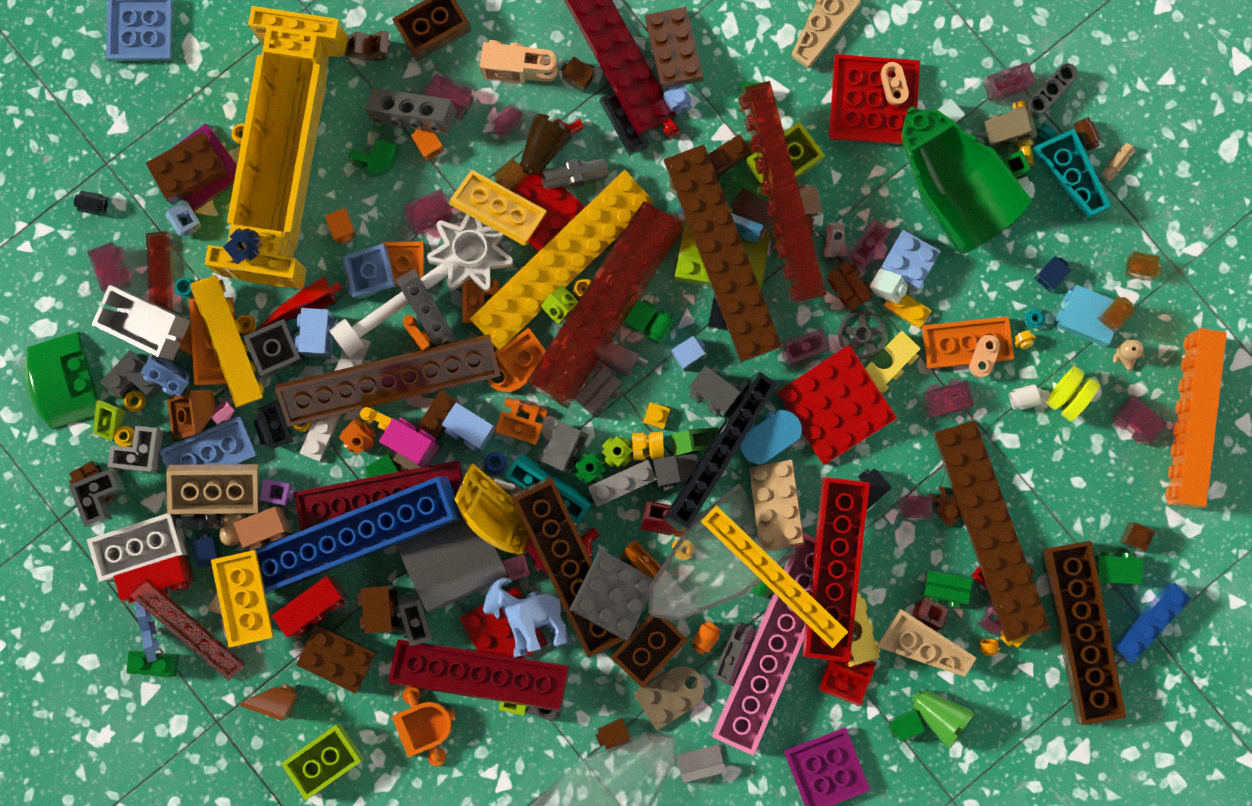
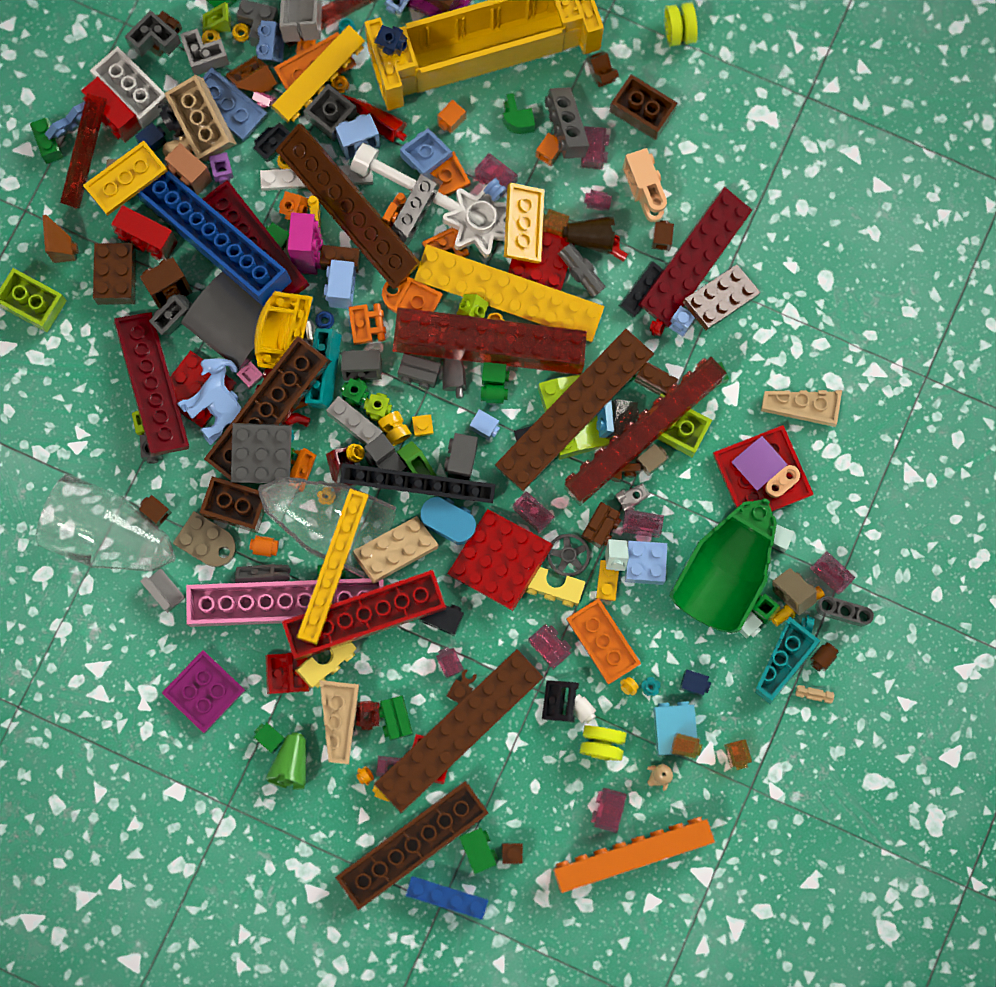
camera: 55 degrees right, 5 degrees down
(424, 726) = (92, 364): orange piece -> none
(449, 219) = (495, 190): none -> medium blue wheel
(658, 498) = (355, 453): none -> yellow plate
(864, 97) = (759, 463): none -> medium lavender slope
(985, 356) = (598, 657): light nougat plate -> none
(1006, 421) = (555, 698): none -> black plate

